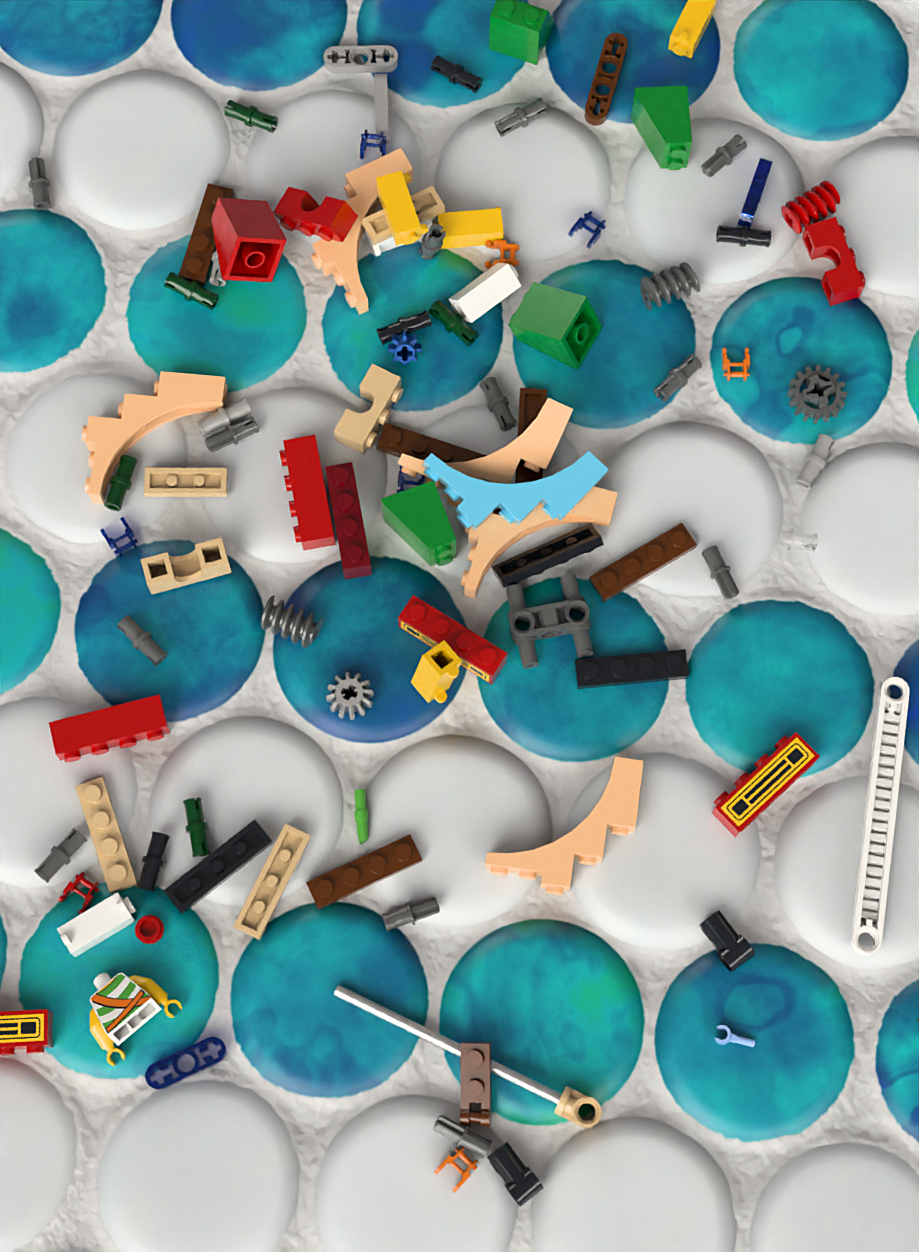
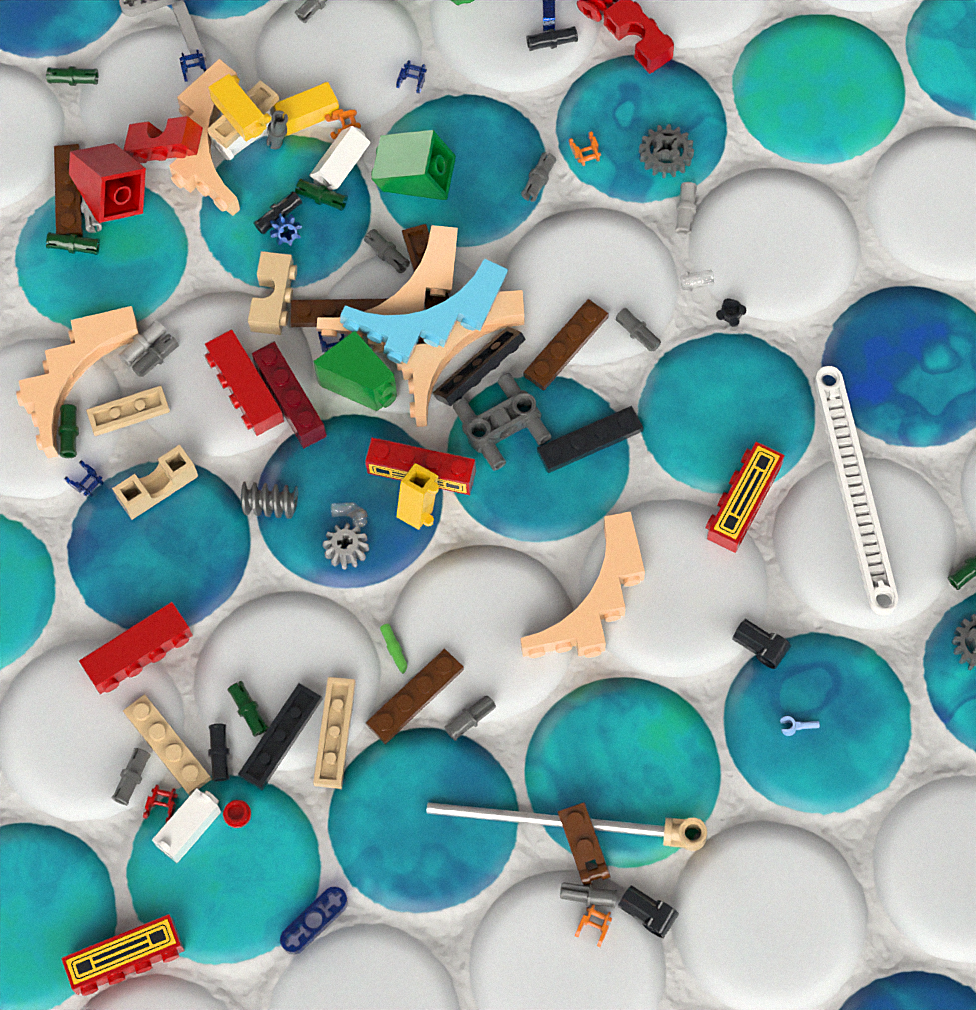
camera: 15 degrees left, 5 degrees down
(123, 1007) = (239, 888): torso -> none
(142, 640) = (137, 562): dark grey pin -> none
(369, 661) = (352, 510): none -> clear arm
(668, 283) = (500, 99): dark grey piece -> none
(824, 578) = (731, 305): none -> black plate

